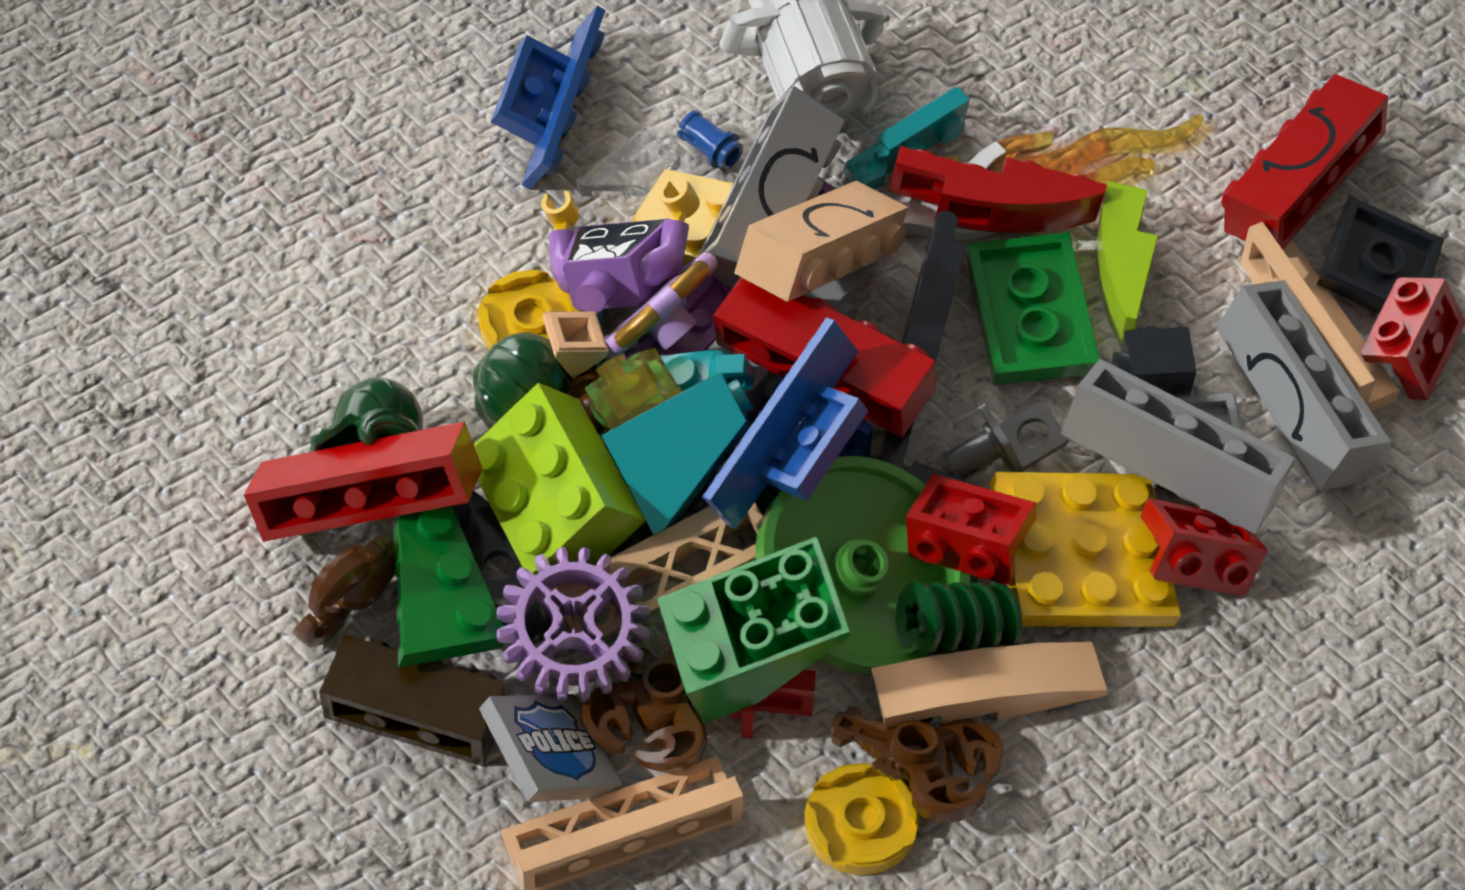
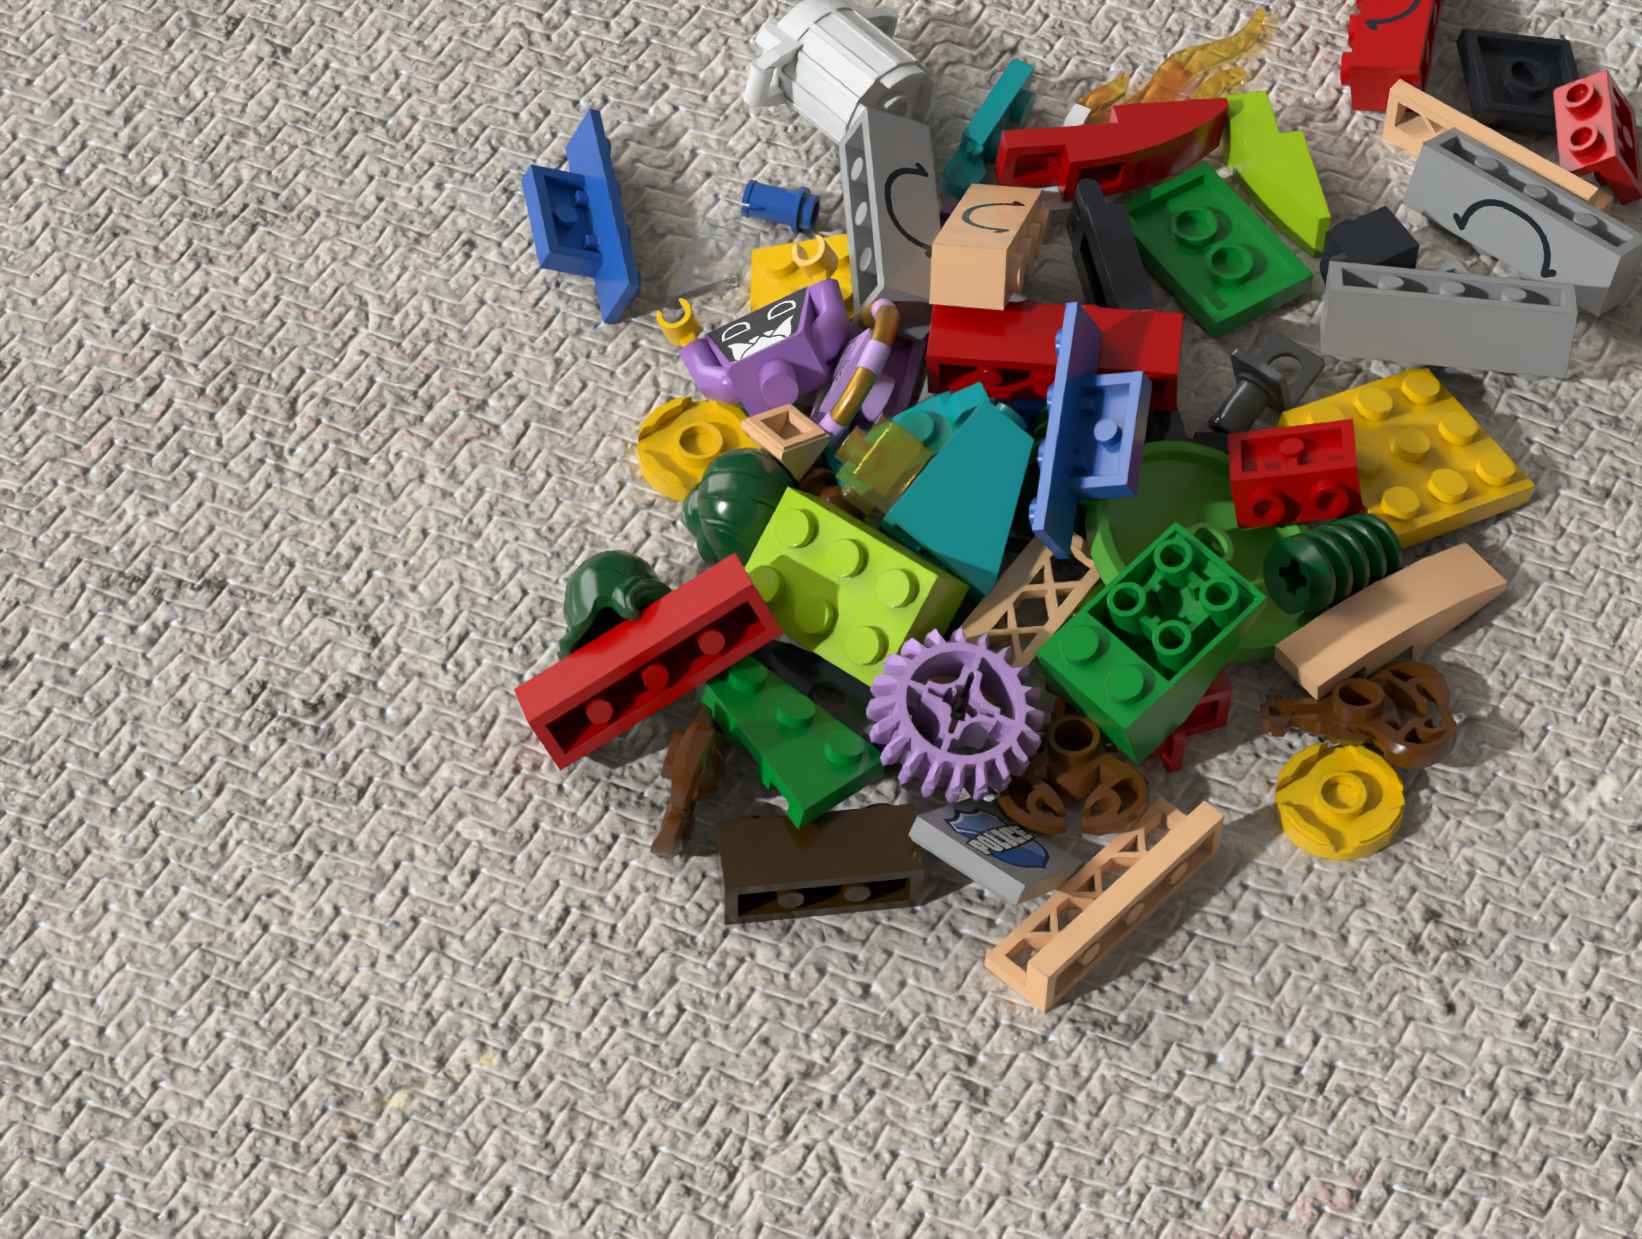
camera: 25 degrees left, 5 degrees down
(1202, 548) = (1523, 412): red bracket -> none

